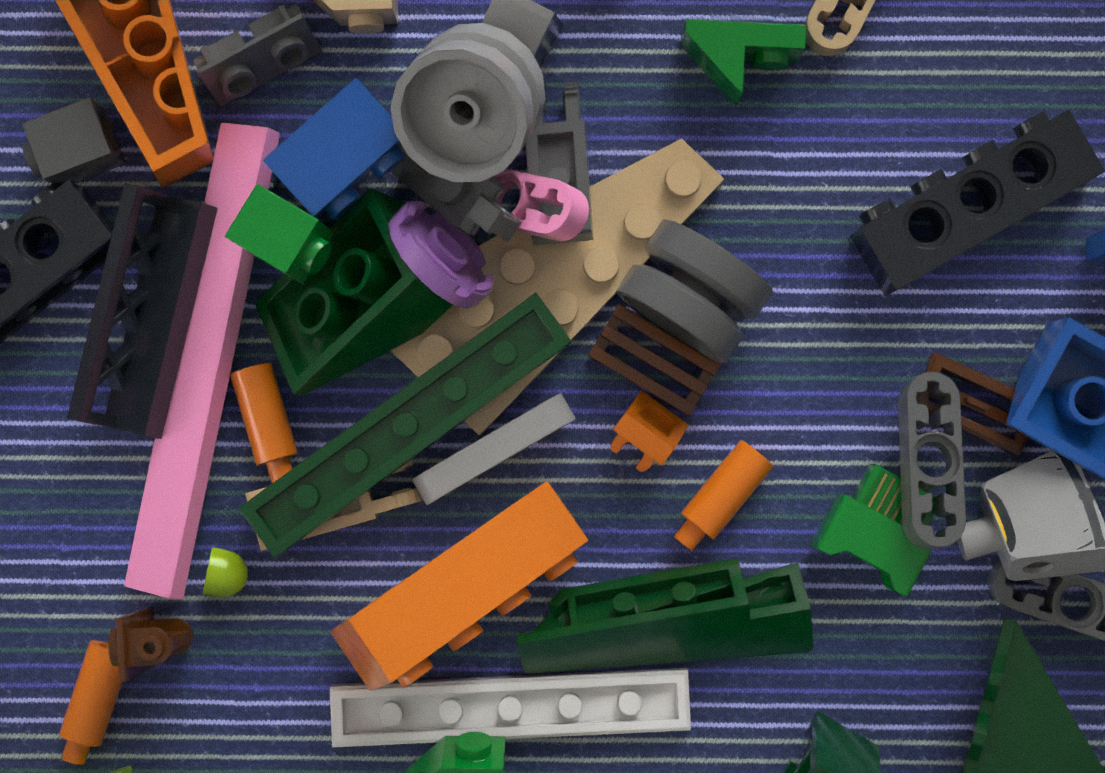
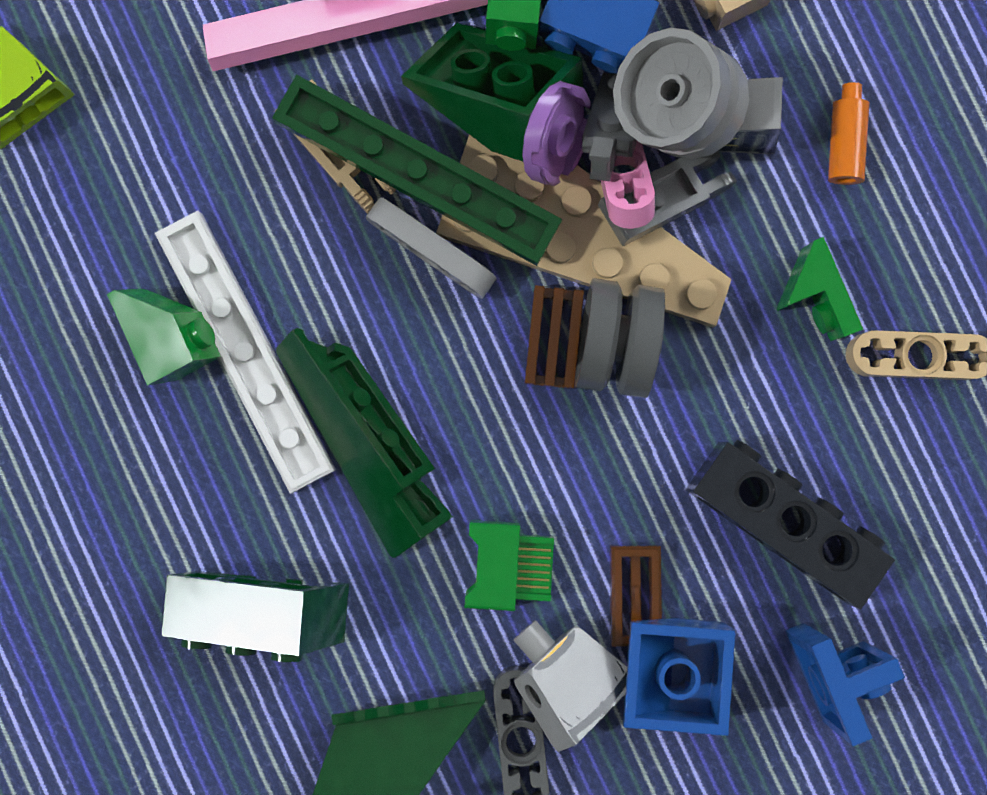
camera: 60 degrees right, 0 degrees up
(90, 704) = (109, 41): orange cylinder -> none
(145, 642) = (167, 53): reddish brown hinge -> none
(225, 573) = (245, 93): lime hinge -> none
(265, 418) = (375, 67): orange cylinder -> none
(460, 587) = (315, 266): orange wedge -> none
(650, 429) = (500, 356): orange tile -> none
(723, 494) = (477, 435): orange cylinder -> none
(946, 505) = (548, 606): dark grey beam -> none

